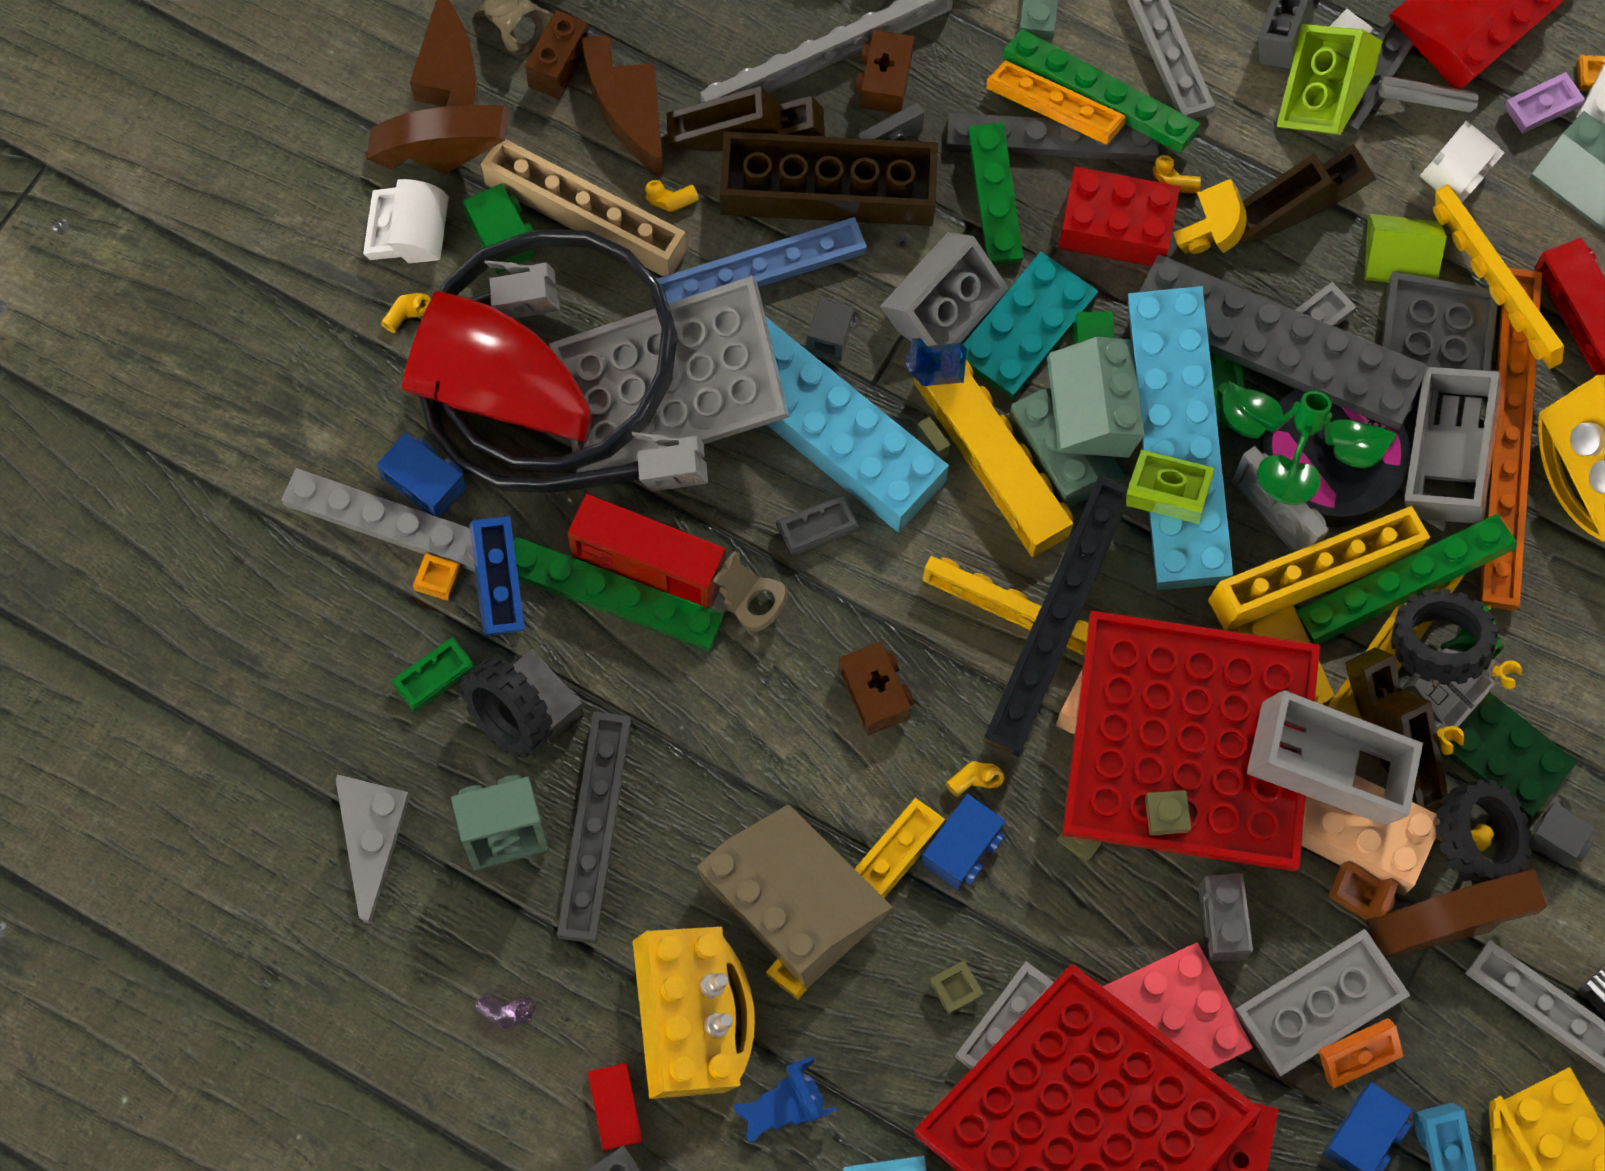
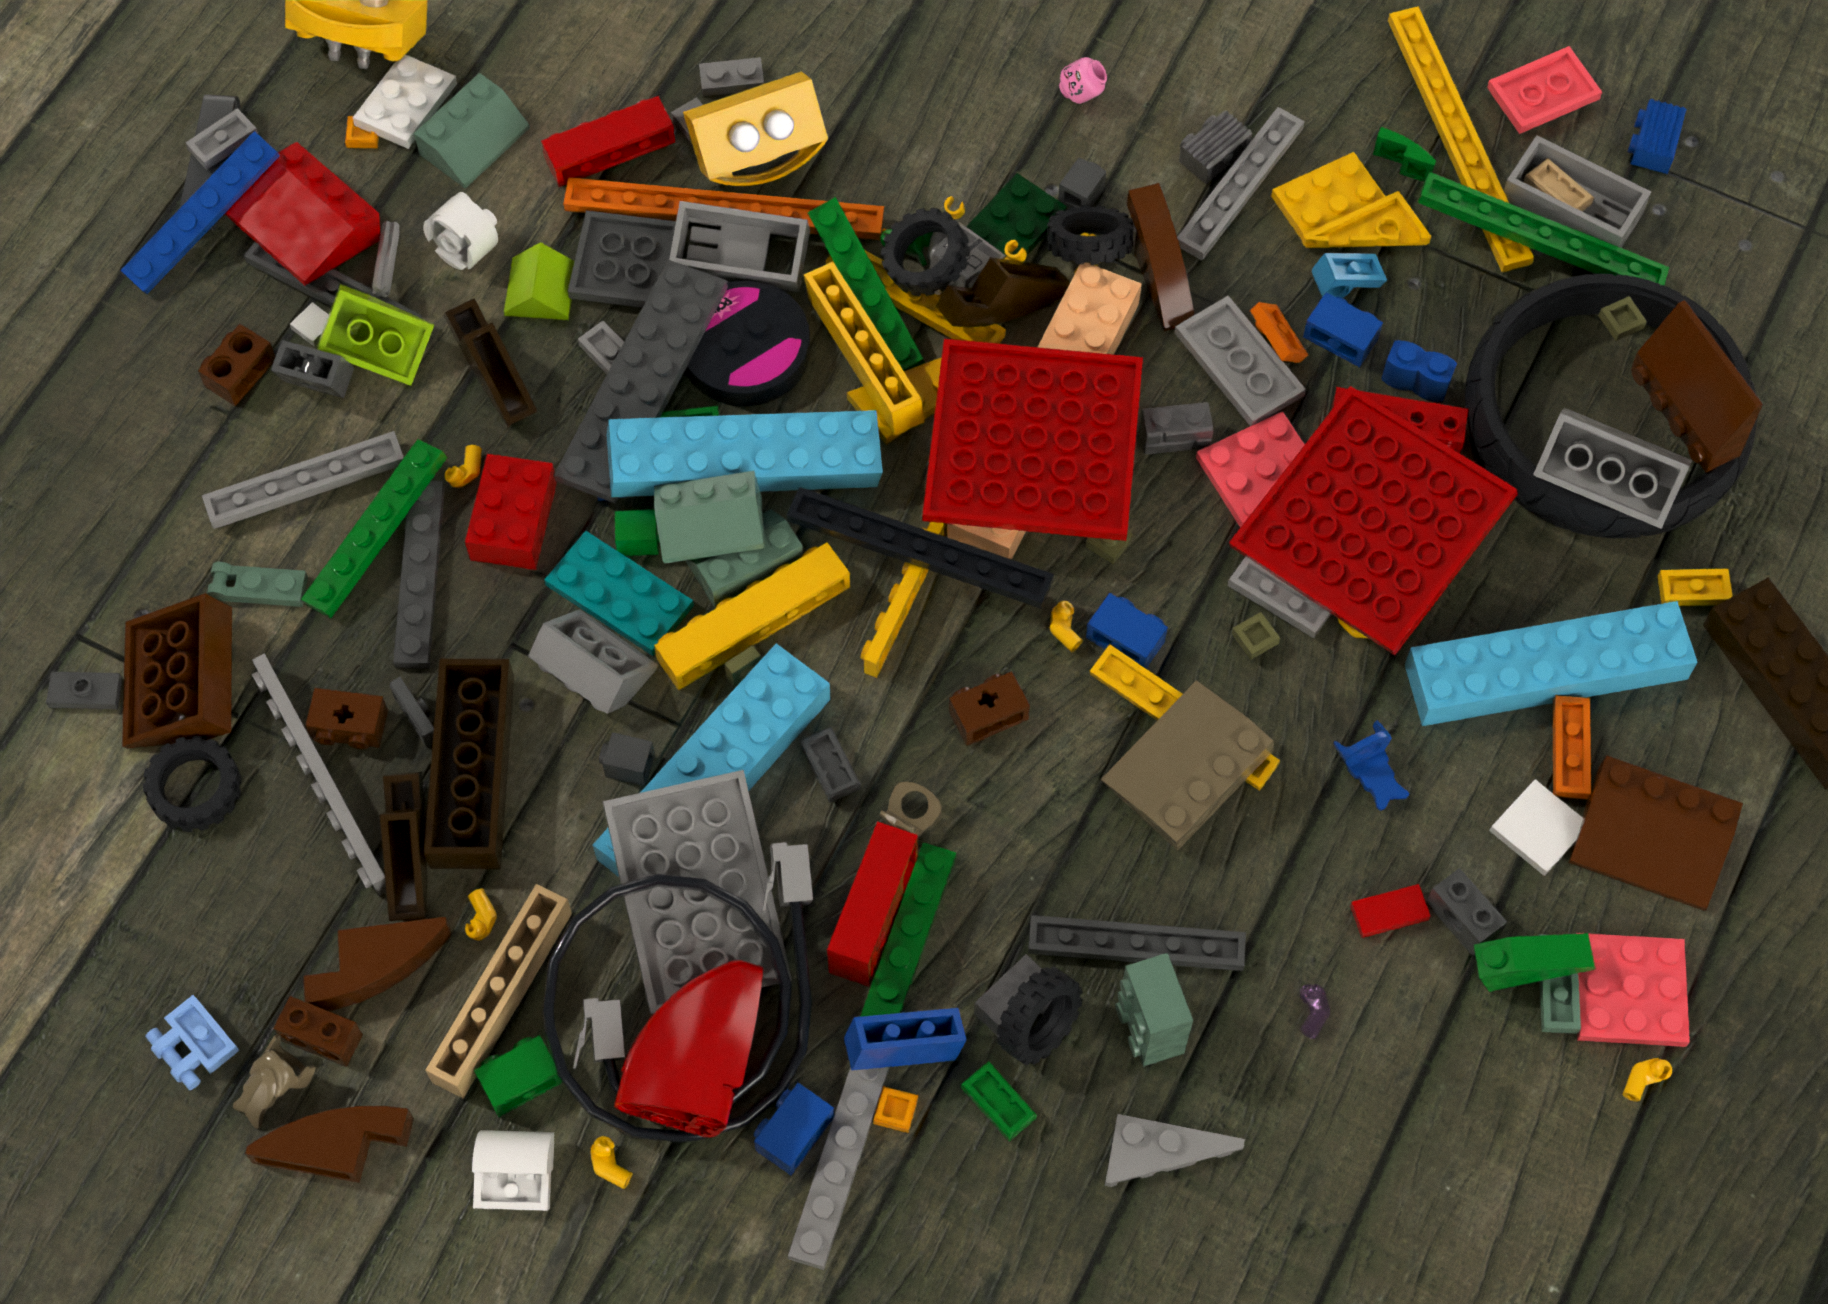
camera: 90 degrees left, 5 degrees down
(438, 136) = (422, 1133): reddish brown slope -> none
(691, 1012) = (1306, 843): yellow piece -> none
(771, 261) = (559, 823): medium blue plate -> none
(937, 363) = (676, 650): clear blue bracket -> none
(995, 193) = (482, 618): green plate -> none
(1056, 102) = (386, 566): light orange tile -> none
(1167, 812) = (1106, 452): olive plate -> none
(1169, 486) = (802, 449): lime slope -> none
(1224, 220) = (520, 418): yellow brick -> none
(1285, 479) = (741, 317): green plant -> none
(1294, 524) = (804, 376): light grey plate -> none
(1329, 756) = (1044, 345): light grey piece -> none
(1363, 892) = (1144, 326): dark orange bracket -> none
(1503, 285) = (585, 201): yellow plate -> none
(1544, 102) = (395, 171): lavender plate -> none

